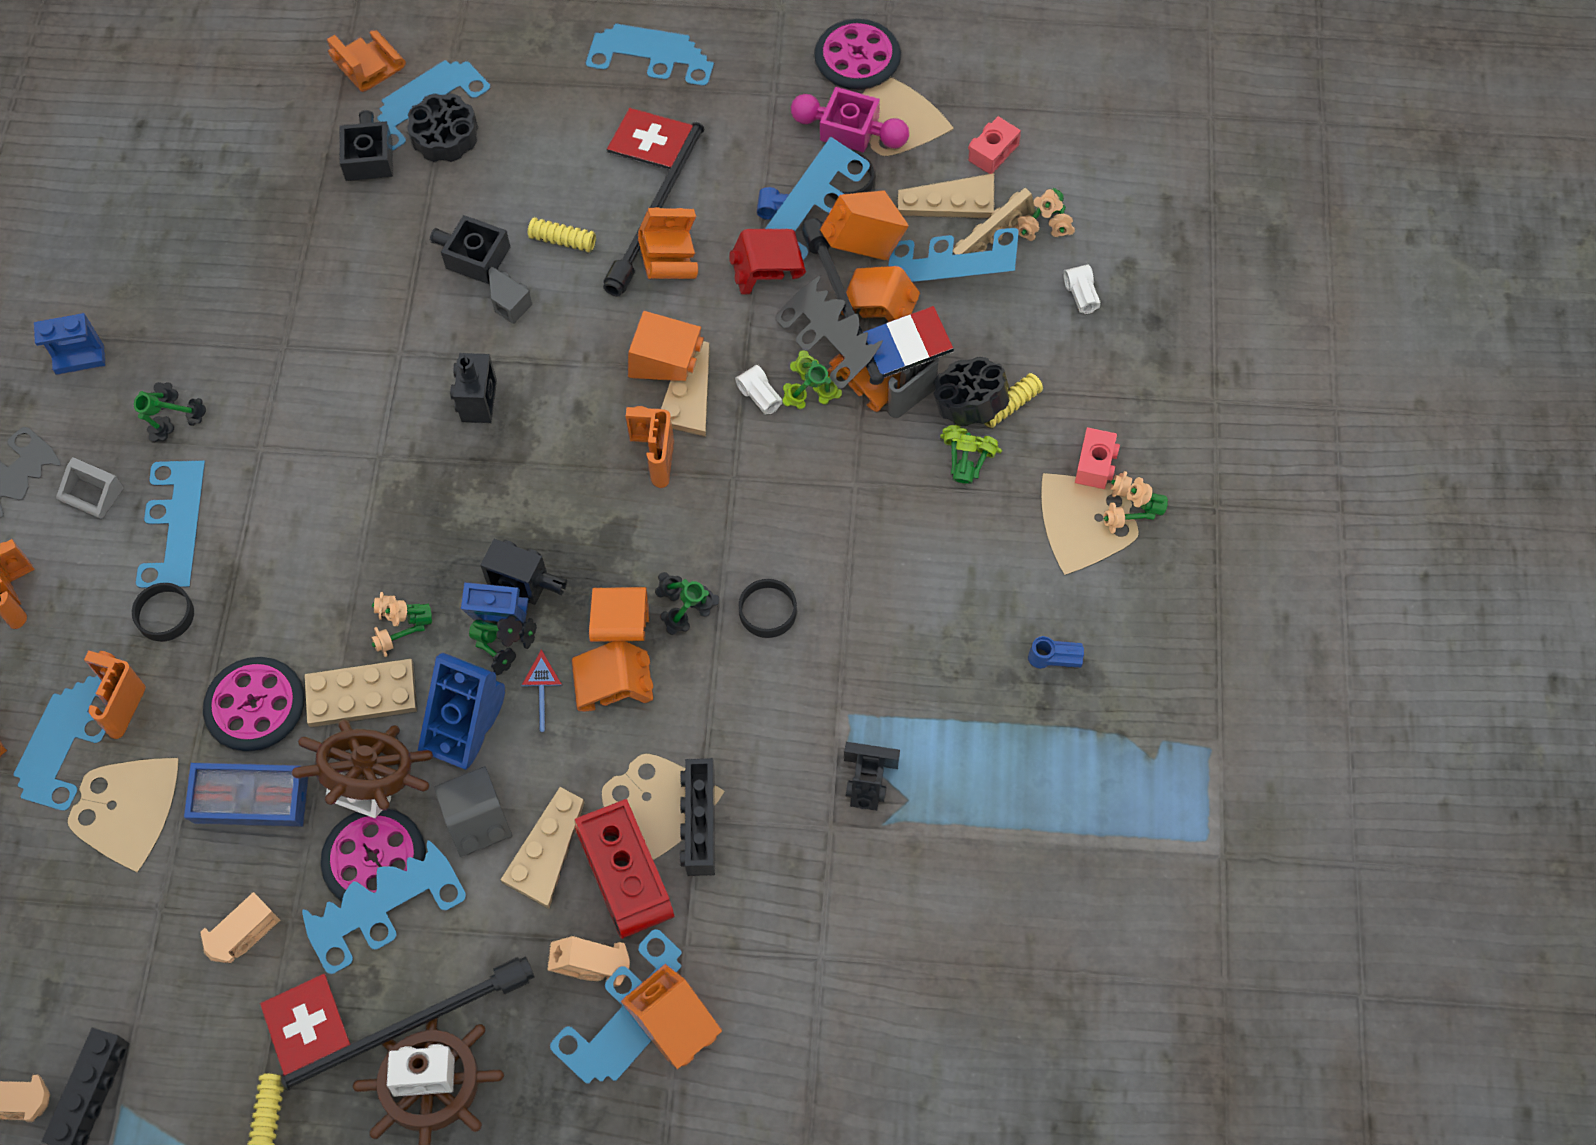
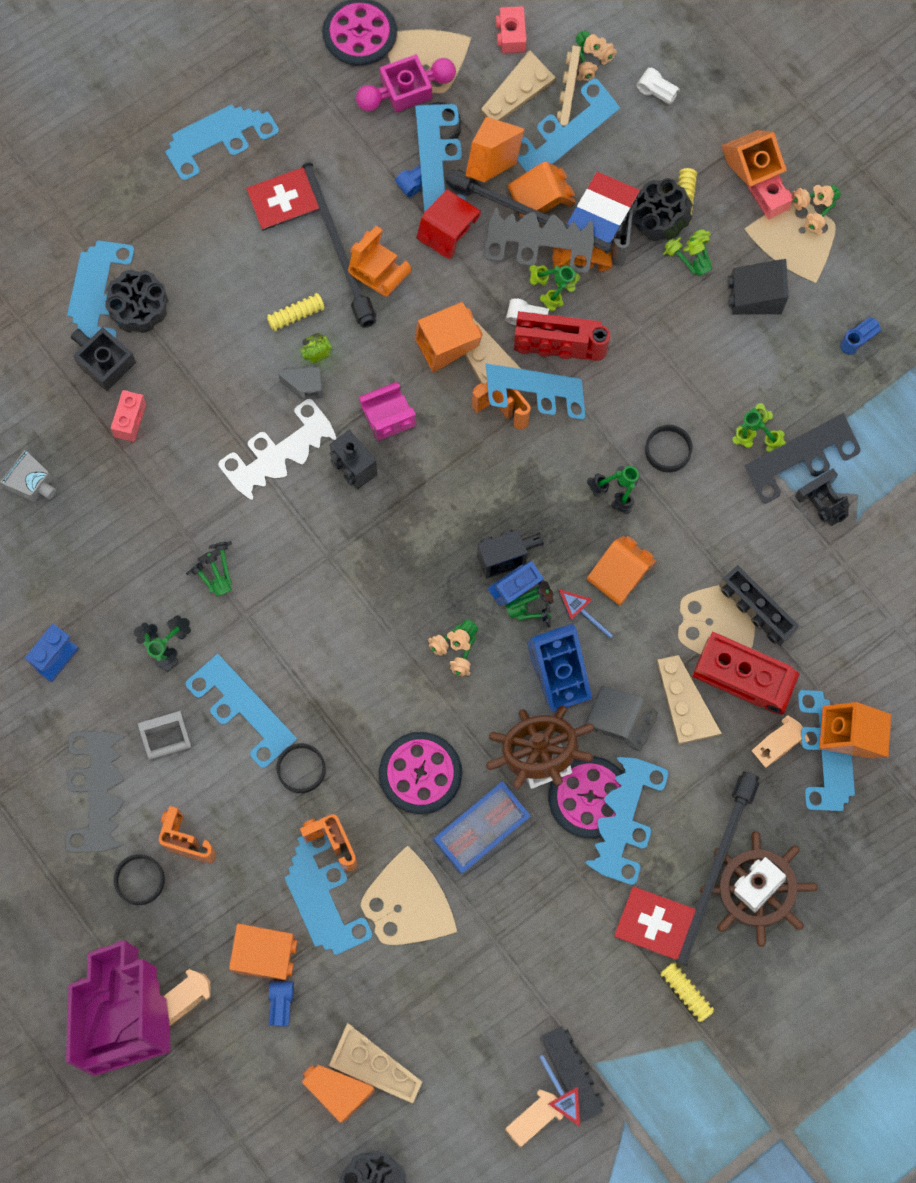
camera: 45 degrees left, 10 degrees up
(43, 1109) = (567, 1103): none -> piece
(210, 198) = (28, 479): none -> light grey torso
(239, 930) = (562, 907): light nougat piece -> none
(262, 403) = (220, 584): none -> plant
(337, 211) = (128, 416): none -> coral brick
(360, 692) = (478, 709): tan plate -> none
(366, 63) = (30, 294): orange piece -> none
(418, 340) = (272, 459): none -> white piece
(472, 248) = (250, 368): black brick -> none
(546, 276) = (316, 348): none -> clear neon green head
(550, 376) = (387, 411): none -> dark pink piece
(618, 614) = (597, 526): orange piece -> none
(700, 452) = (542, 384): none -> dark azure piece
(763, 428) = (561, 336): none -> red hinge
(856, 651) = (754, 421): none -> plant
(895, 710) = (801, 448): none -> black piece
(996, 532) = (759, 288): none -> black slope
(1106, 412) = (754, 157): none -> orange slope

